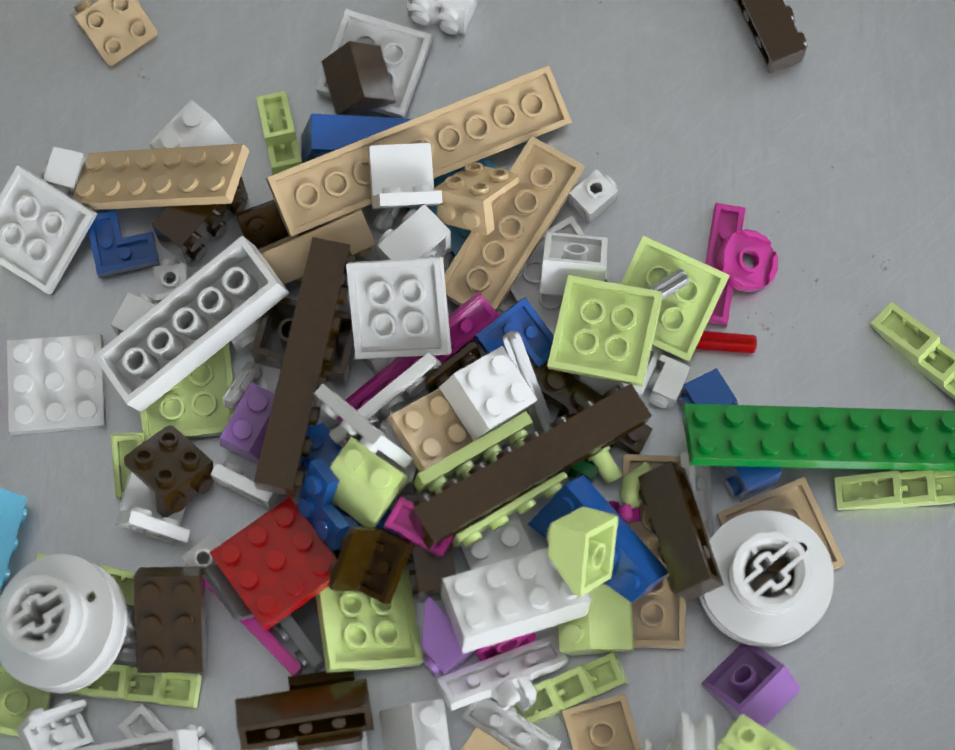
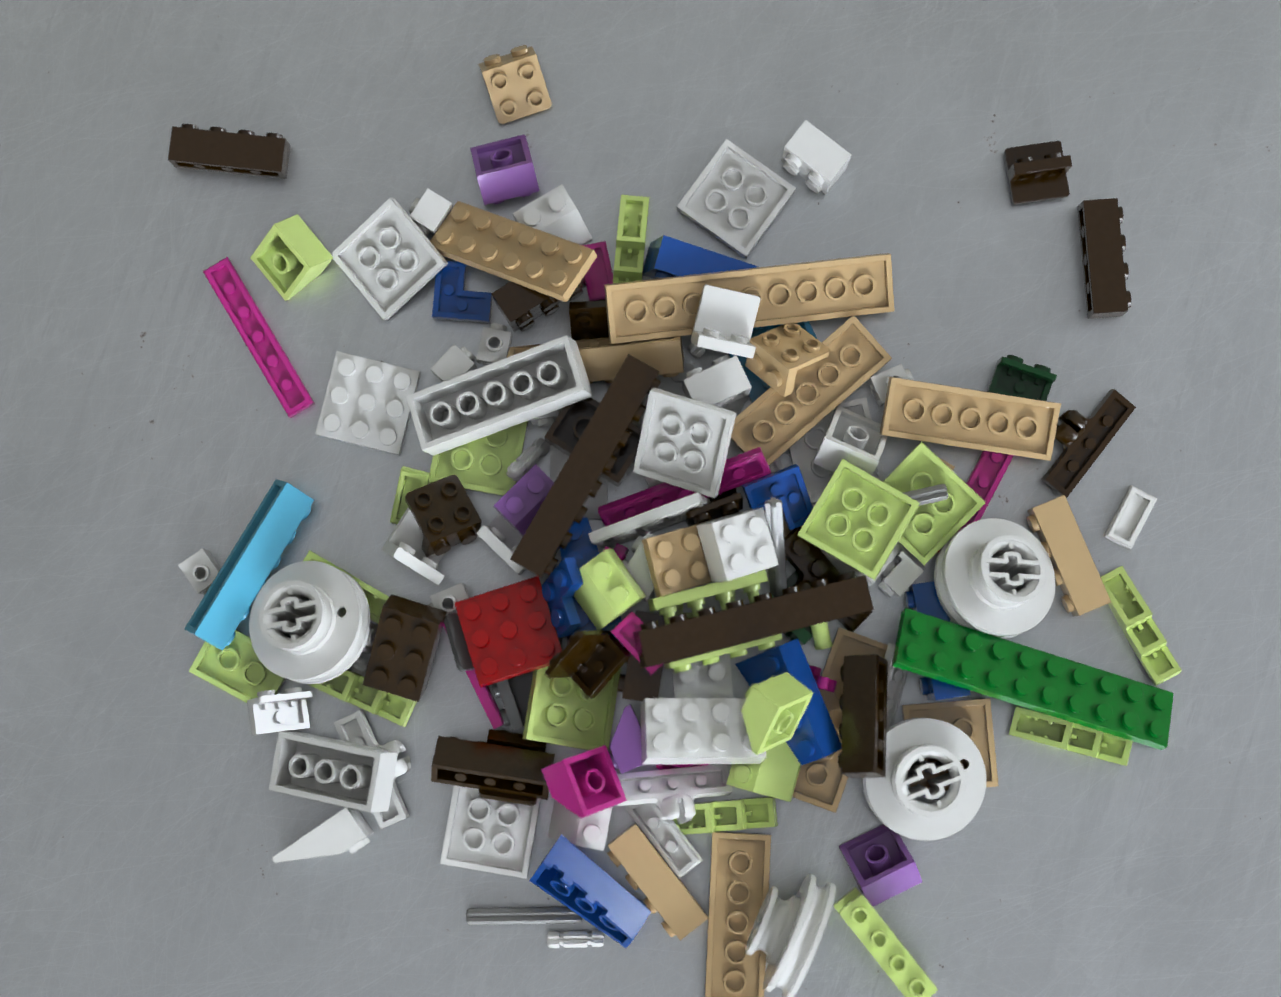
camera: 20 degrees right, 10 degrees up
(129, 108) = (504, 169): none -> medium lavender slope
(254, 178) = (599, 272): none -> dark pink tile
(356, 423) = (611, 535): white wing -> none
(357, 78) = (716, 210): dark brown slope -> none
(407, 690) = (585, 782): none -> dark pink slope
(630, 486) = (836, 659): yellowish green arm -> none
(684, 200) = (970, 418): none -> tan plate
(724, 152) = (1021, 380): none -> dark green bracket
(731, 263) = (992, 488): dark pink tile -> none
(766, 350) = (995, 578): none -> white wheel
(809, 189) = (1085, 440): none -> dark brown plate
(833, 308) = (1069, 556): none -> tan brick
(882, 252) = (1130, 517): none -> white tile

